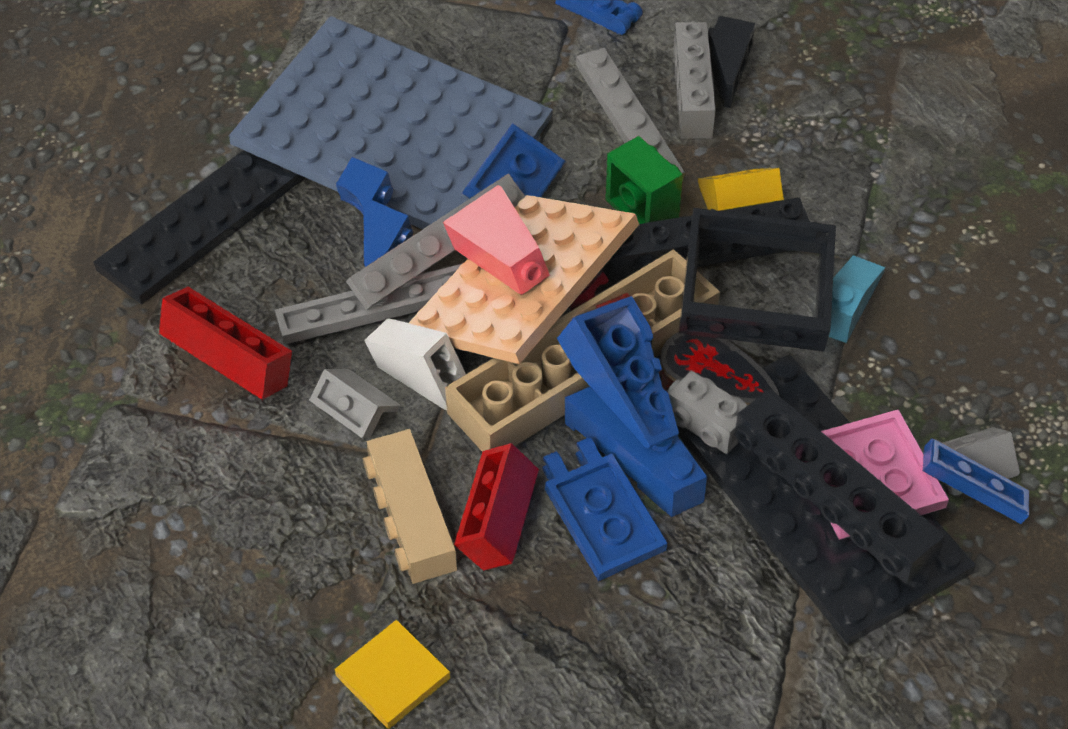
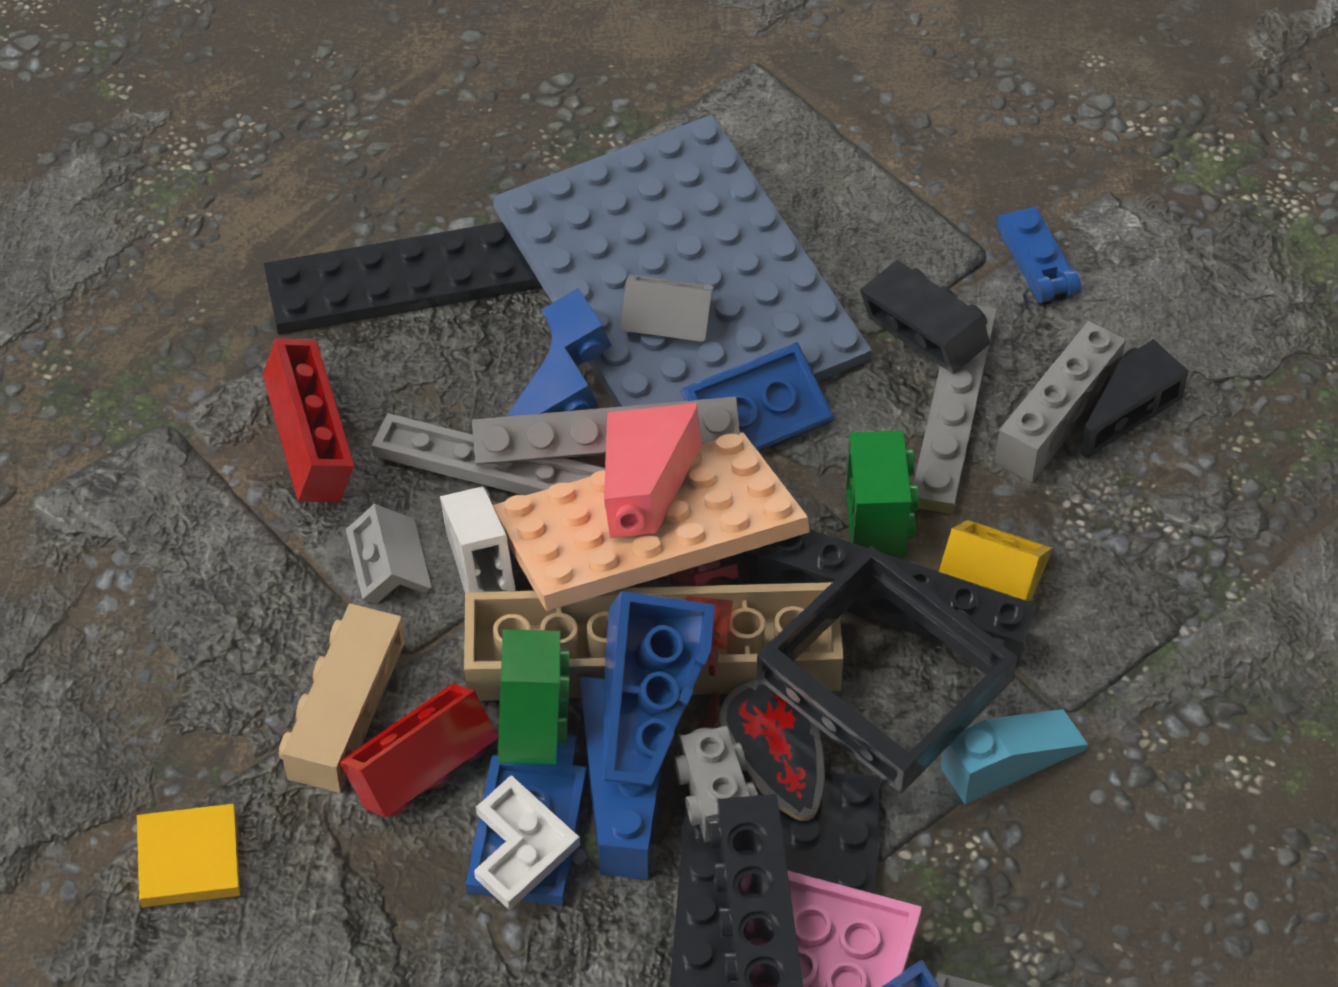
camera: 35 degrees right, 0 degrees up
(411, 144) = (666, 307): none -> light grey panel
(554, 424) = (532, 697): none -> green brick
(573, 70) = (926, 316): none -> black brick
(625, 514) = (533, 844): none -> white plate

